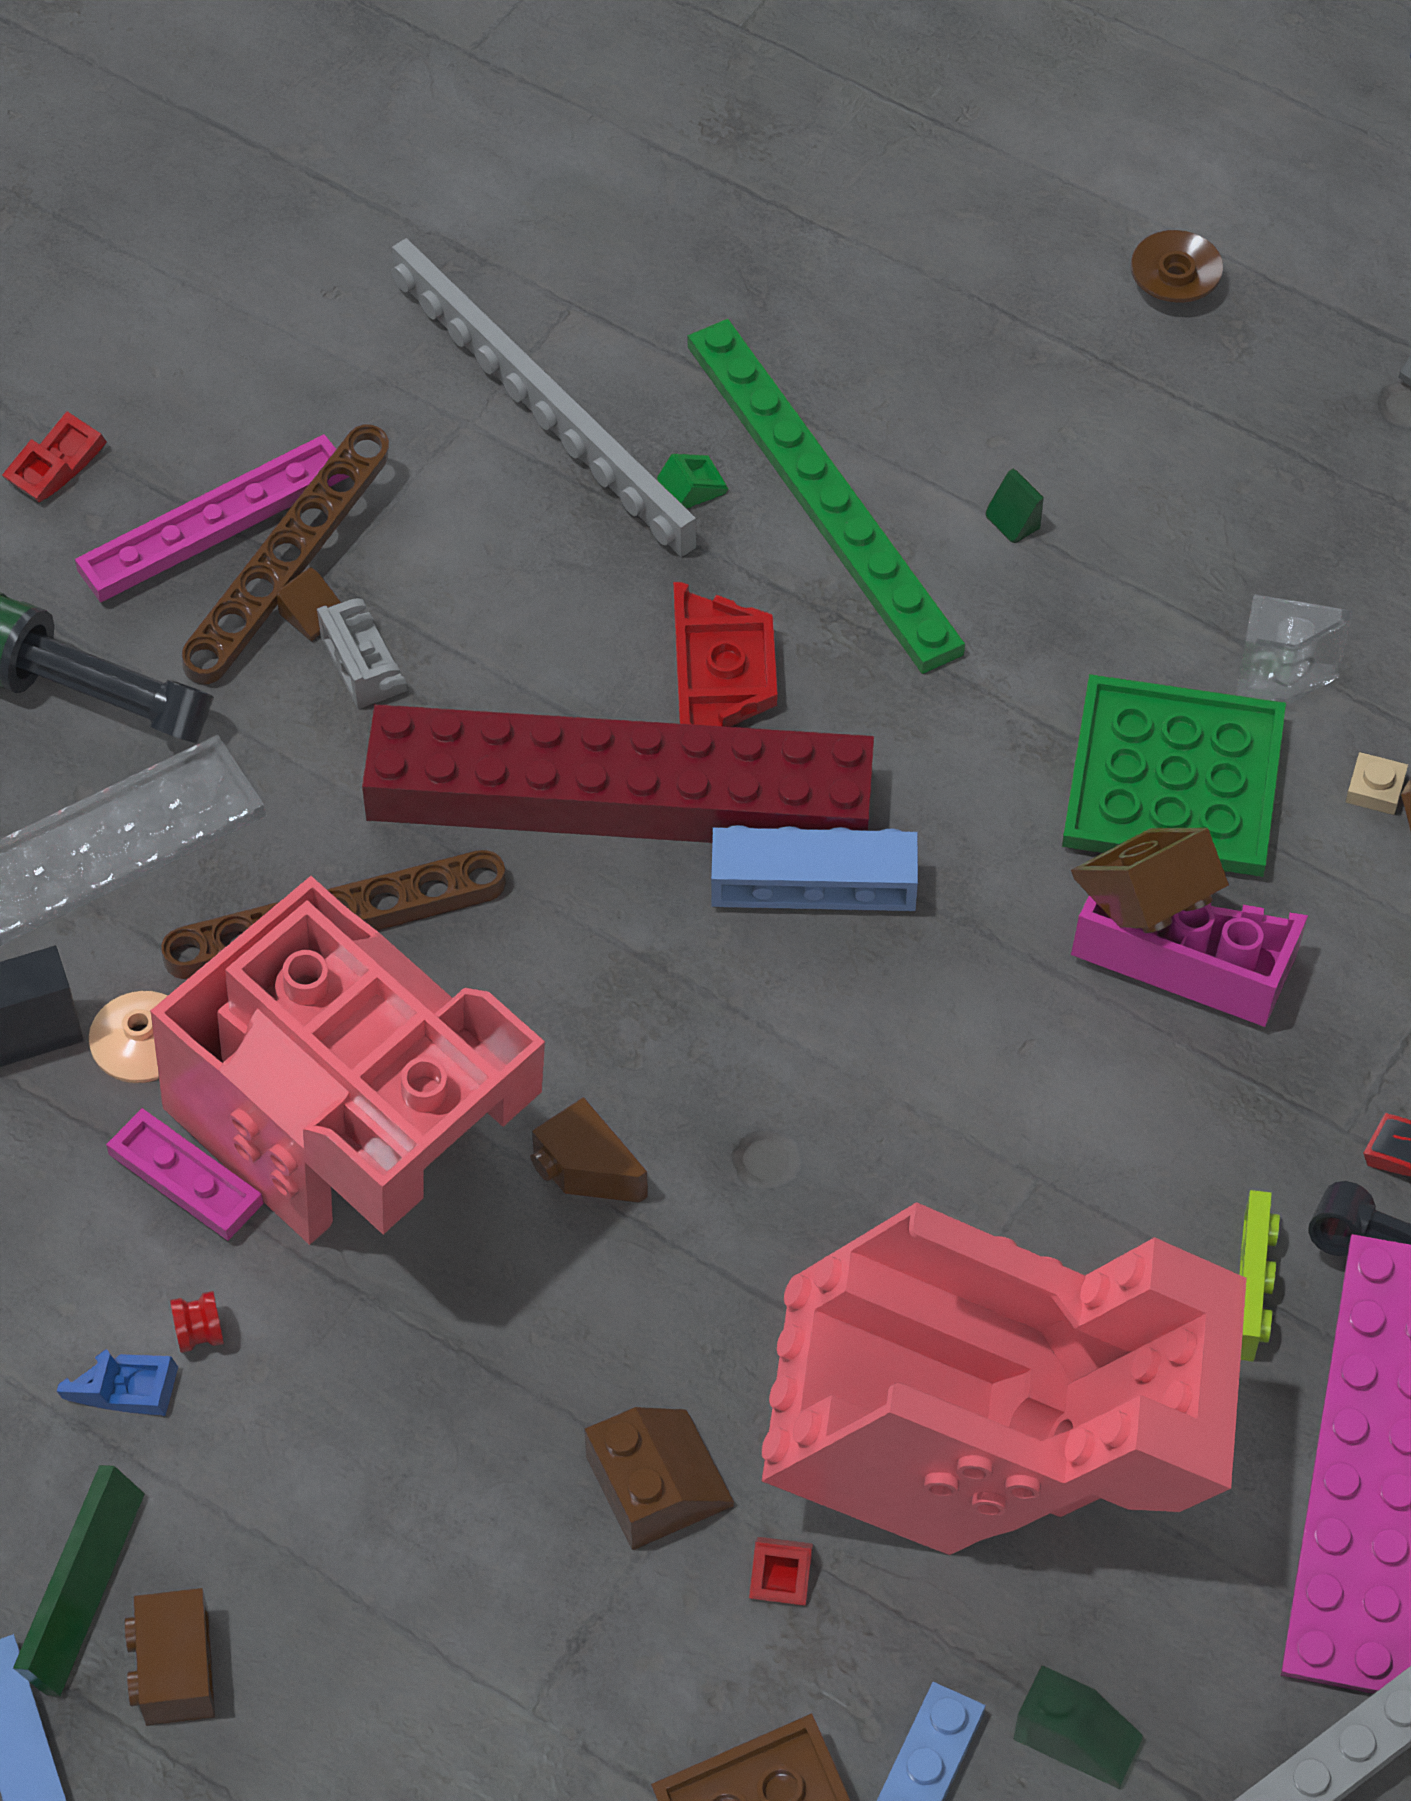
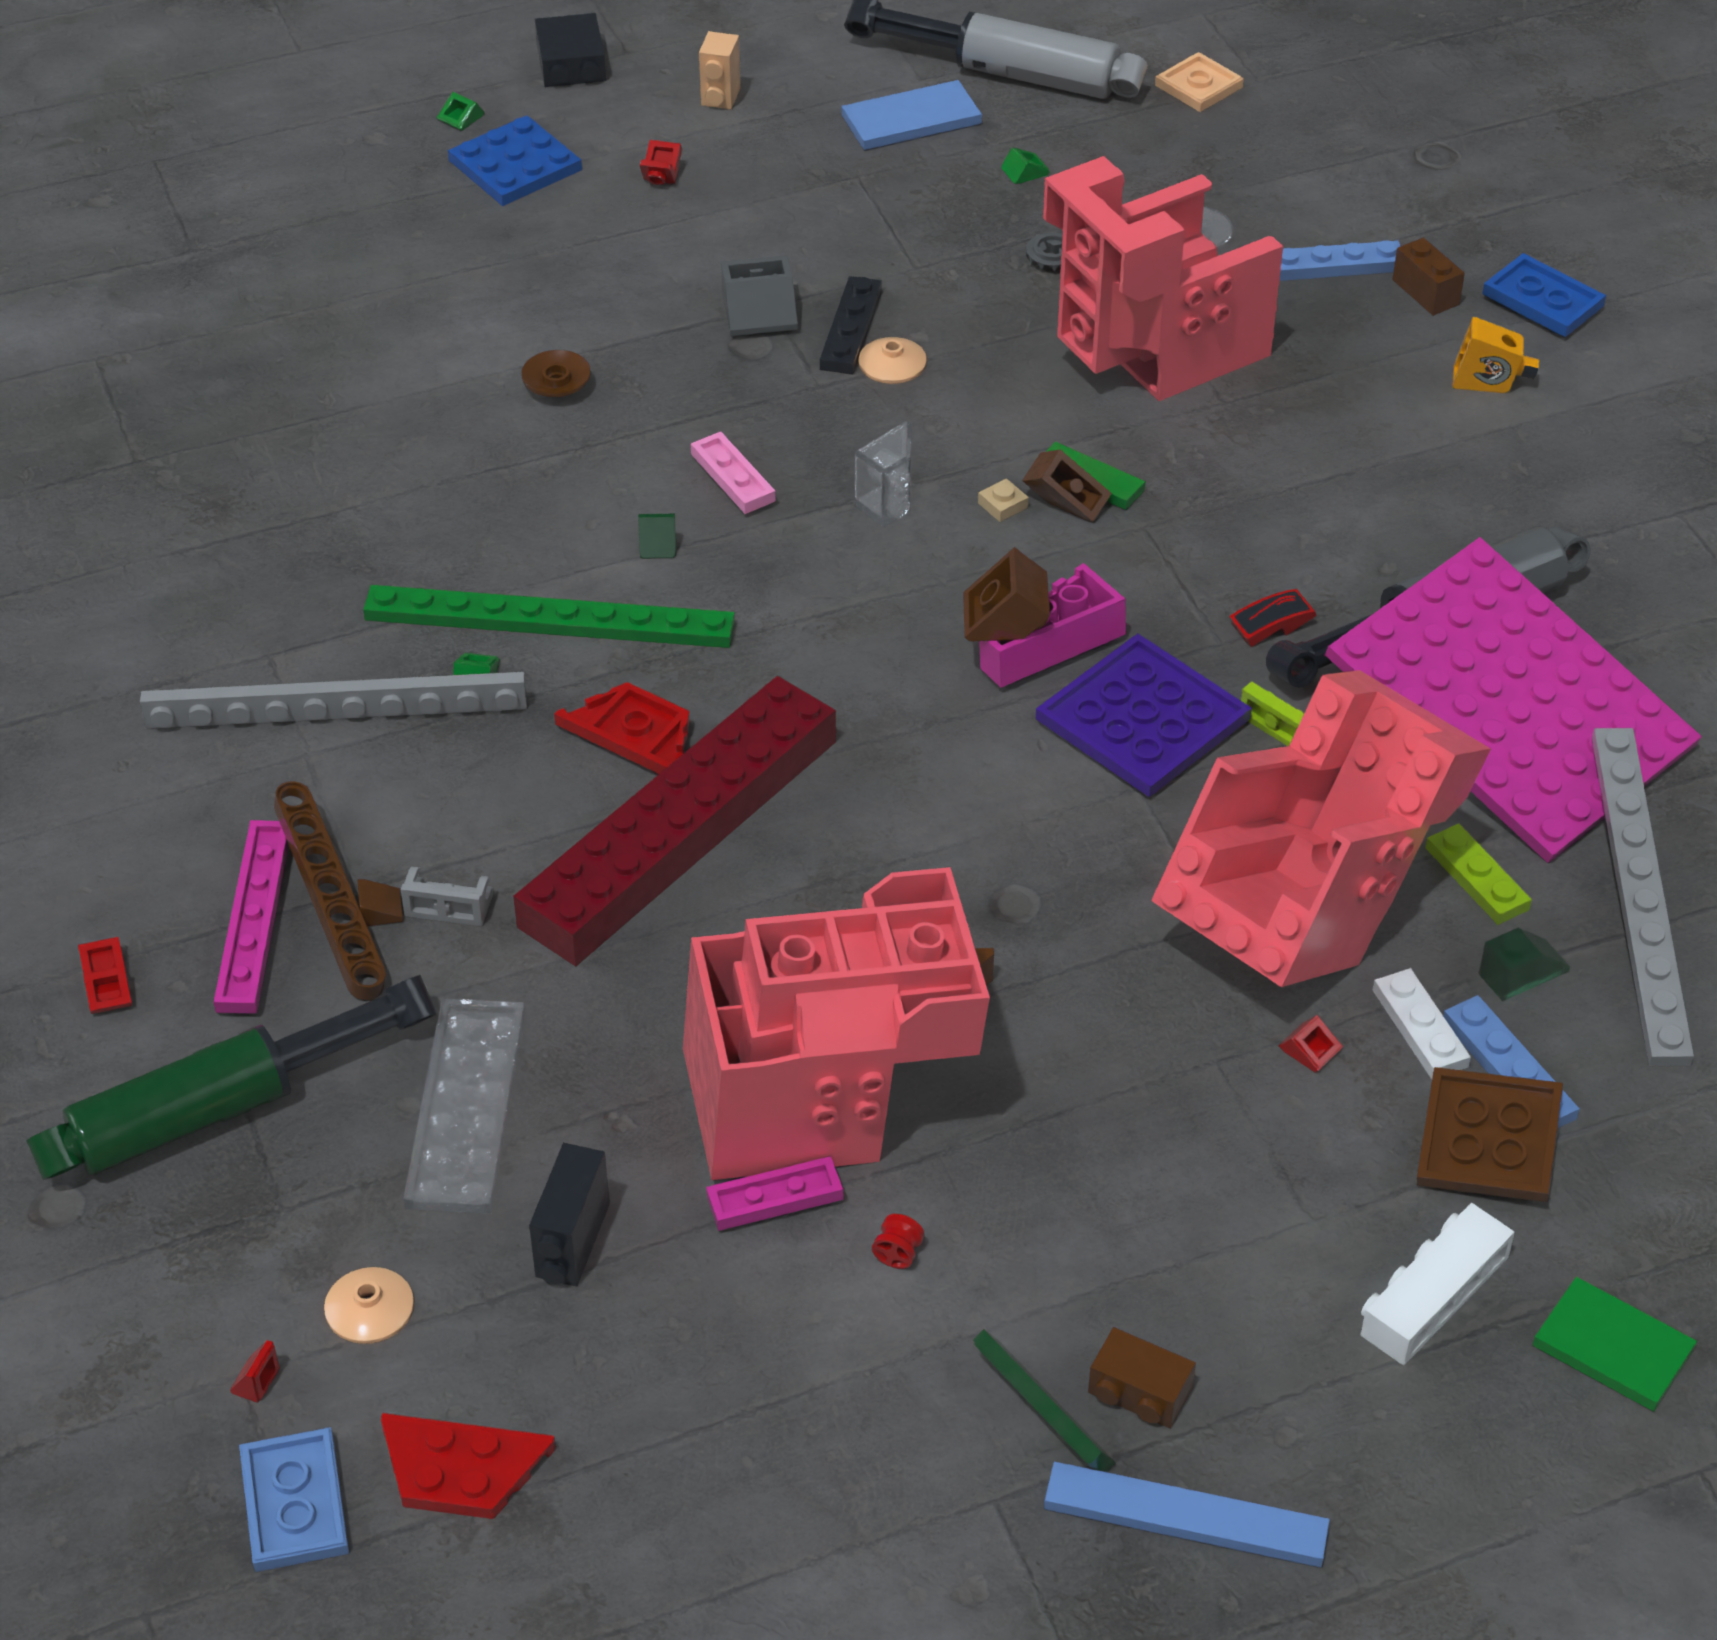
camera: 55 degrees left, 10 degrees down
(117, 1048) = (641, 1181): light nougat dish -> none
(124, 1384) = (908, 1308): blue slope -> none
(357, 898) = (637, 1031): reddish brown beam -> none
(654, 1472) = (1200, 1071): reddish brown slope -> none
(814, 869) = (837, 761): medium blue brick -> none
(901, 1668) = (1420, 1022): none -> white plate
(1148, 1117) = (1143, 714): none -> dark purple plate
(1175, 762) = (910, 574): green plate -> none
(1176, 512) = (733, 472): none -> bright pink plate
(1190, 1606) = (1478, 874): none -> lime plate

